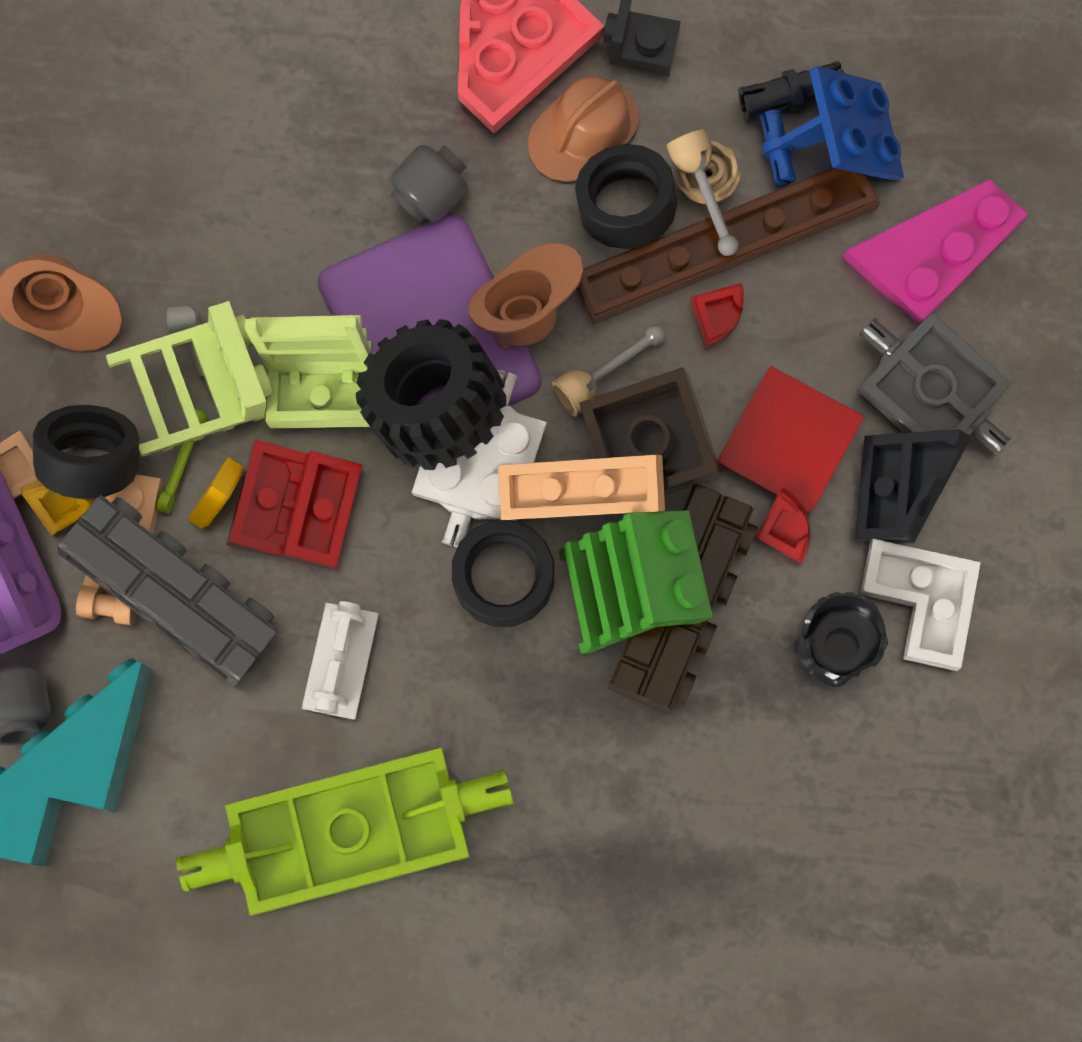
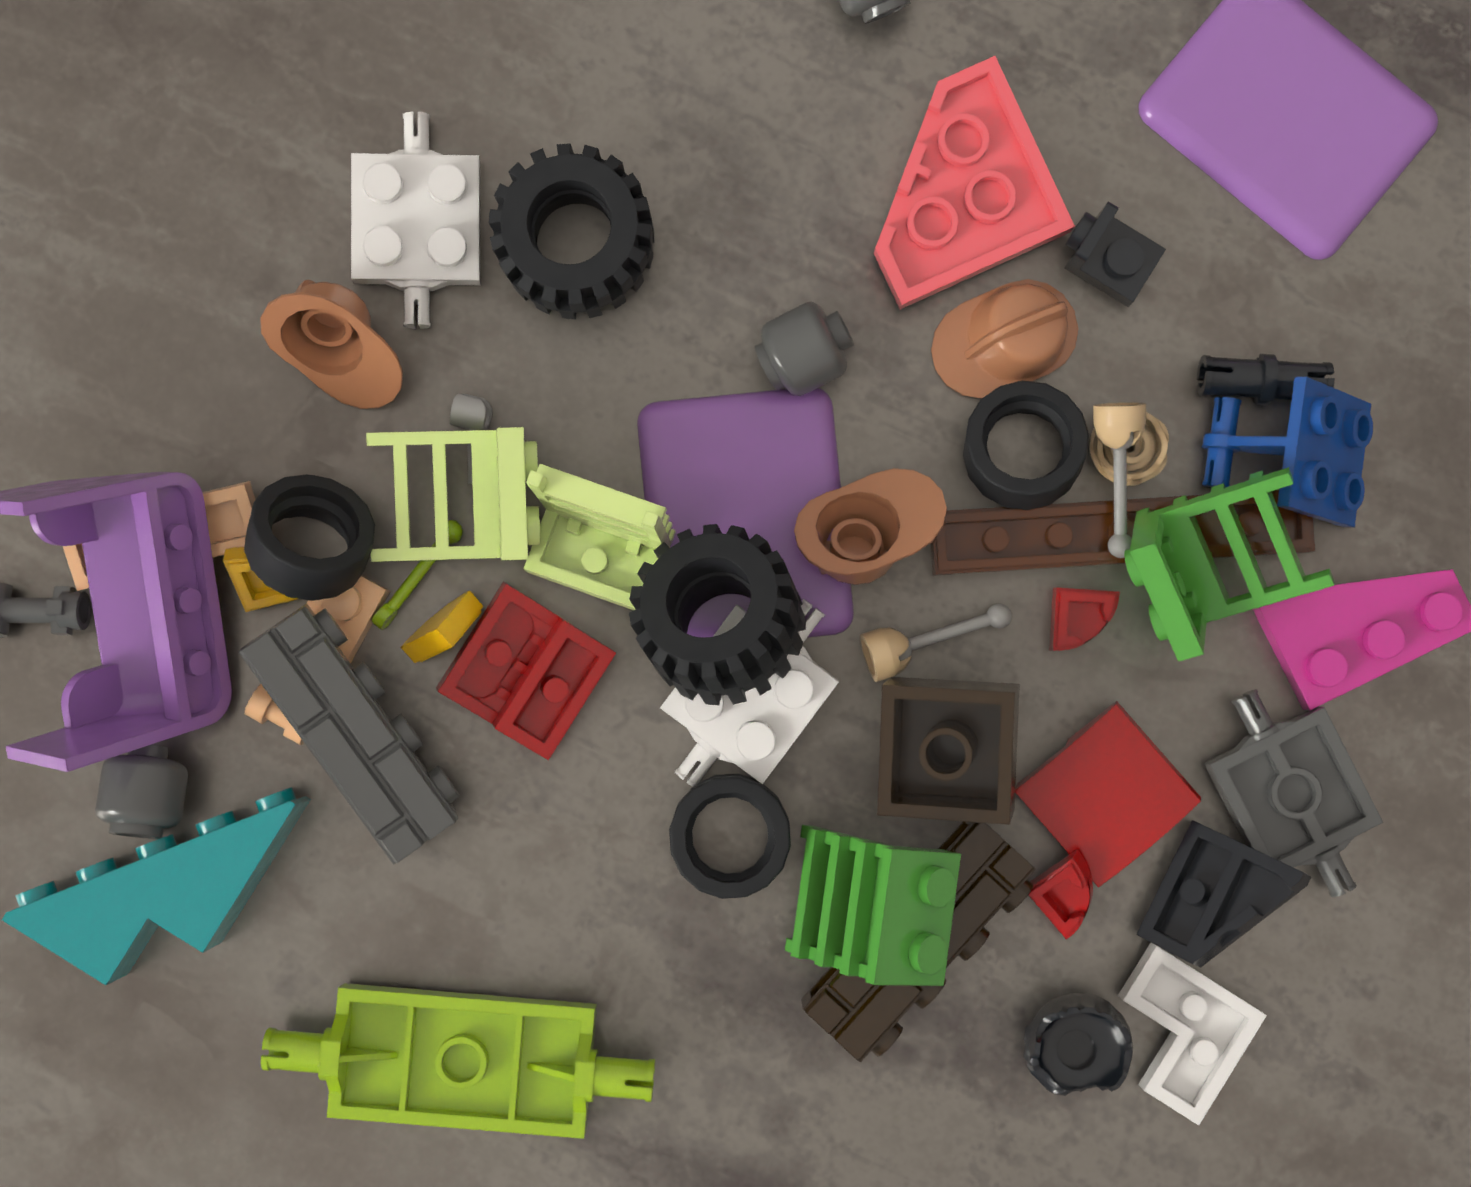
camera: 25 degrees right, 10 degrees up
(92, 192) = (415, 220): none -> white plate
(211, 118) = (562, 182): none -> black tyre
(340, 660) = (517, 867): white hinge -> none
(581, 487) = (850, 787): light nougat plate -> none
(773, 239) = (1181, 575): none -> bright green plate

